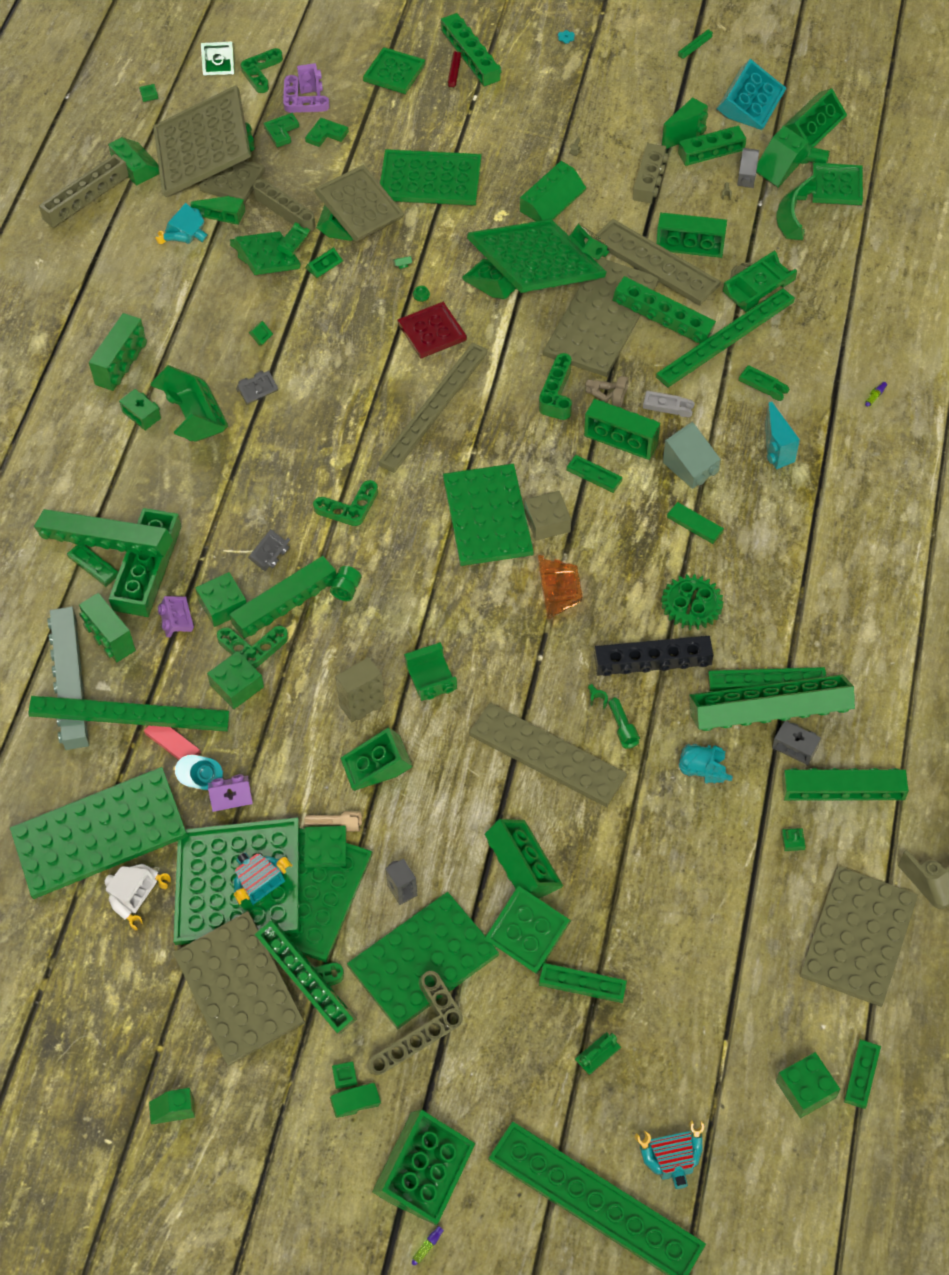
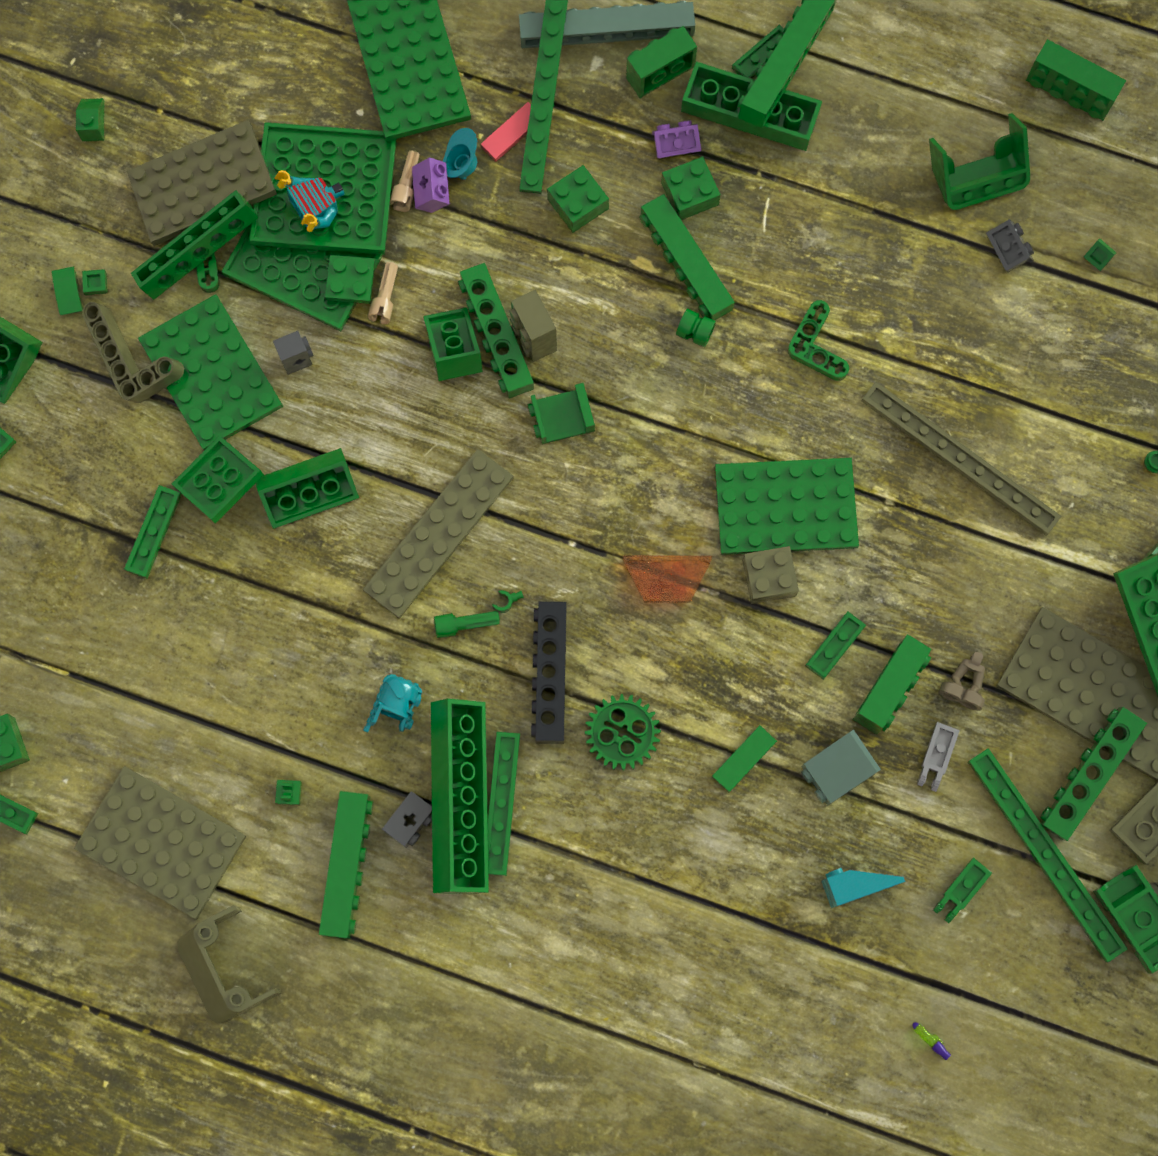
camera: 95 degrees right, 20 degrees up
(130, 889) = (332, 82): white torso -> none
(140, 409) = (986, 107): green brick -> none
(237, 816) = (402, 193): none -> tan piece
(250, 651) = (620, 217): green beam -> none
(268, 549) = (756, 245): dark grey bracket -> none
(365, 720) = (479, 277): none -> green brick
(432, 330) = (1090, 468): dark red plate -> none
(550, 400) = (980, 619): green beam -> none
(598, 1053) = (74, 536): green hinge -> none

